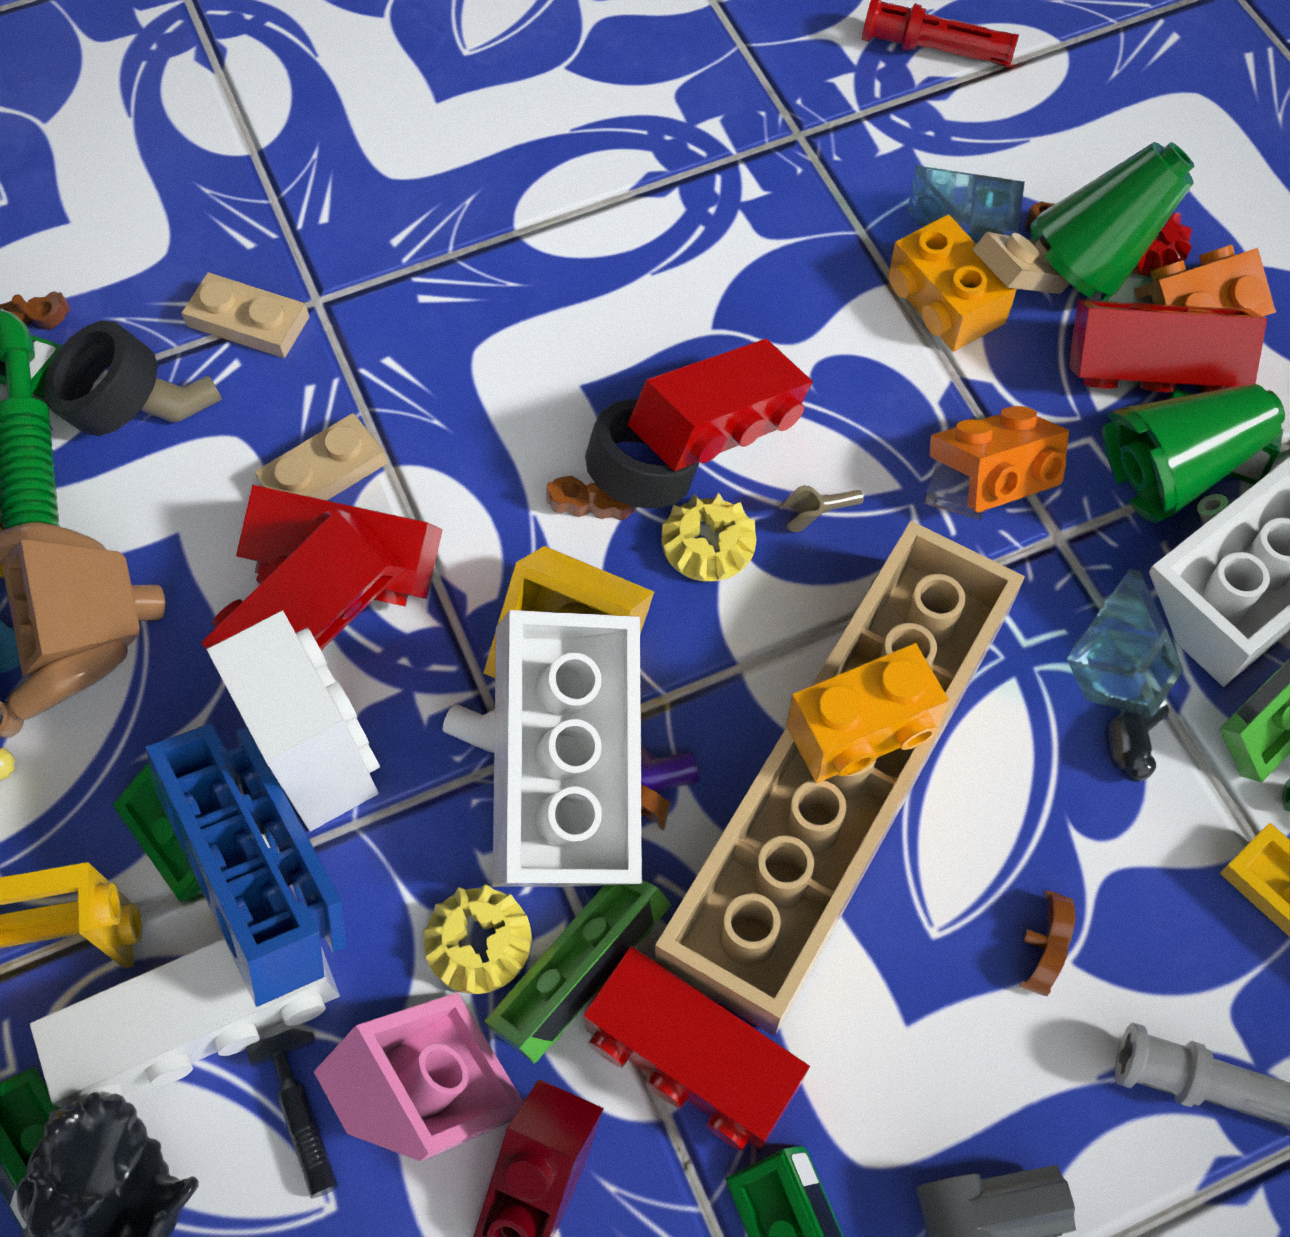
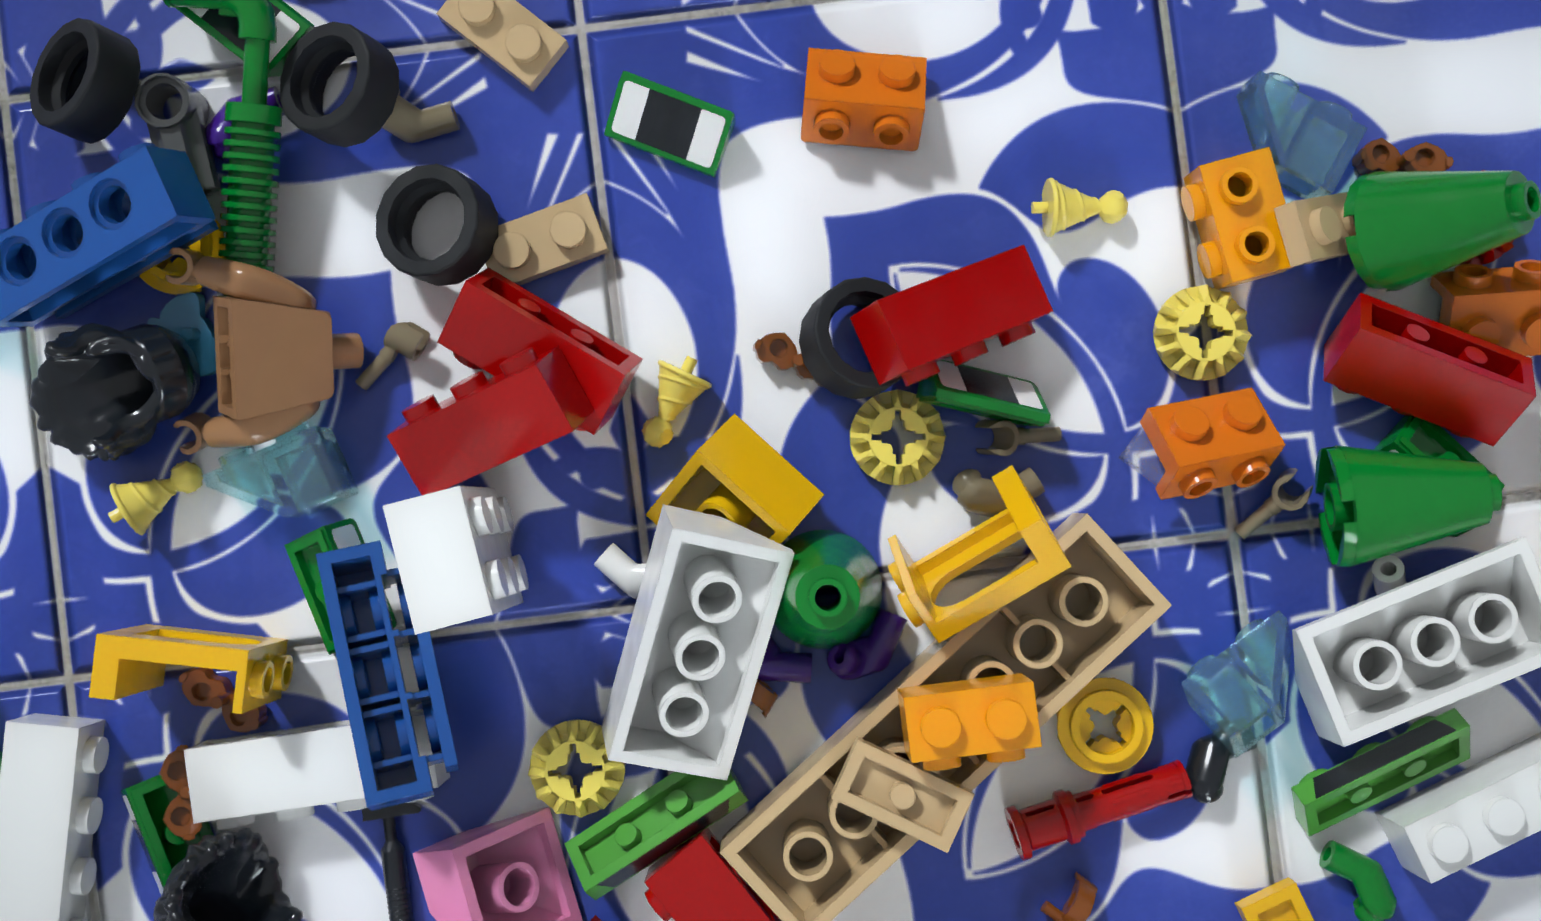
camera: 15 degrees right, 25 degrees up
(26, 1076) = (178, 813): none -> dark orange piece
(53, 976) = (207, 689): none -> dark orange piece
(99, 727) = (289, 477): none -> clear light blue slope
(192, 446) = (400, 209): none -> black tyre
(199, 578) = (400, 338): none -> dark tan hand
(416, 341) = (669, 124): none -> slope
(484, 548) = (675, 392): none -> light yellow piece
(586, 284) = (864, 99): none -> orange bracket
(687, 679) = (834, 560): none -> green cone
(751, 735) = (868, 653): none -> dark purple arm
(772, 475) = (984, 394): none -> slope
(795, 315) = (1067, 206): none -> light yellow piece
(820, 561) = (981, 494): none -> dark tan arm
(828, 814) = (902, 794): none -> tan plate
(865, 553) = (924, 579): none -> yellow panel
(941, 395) = (1182, 351): none -> light yellow gear
(1014, 829) = (1072, 815): none -> red pin
(1038, 729) = (1132, 723): none -> yellow gear
(1083, 498) = (1274, 504): none -> dark tan hand

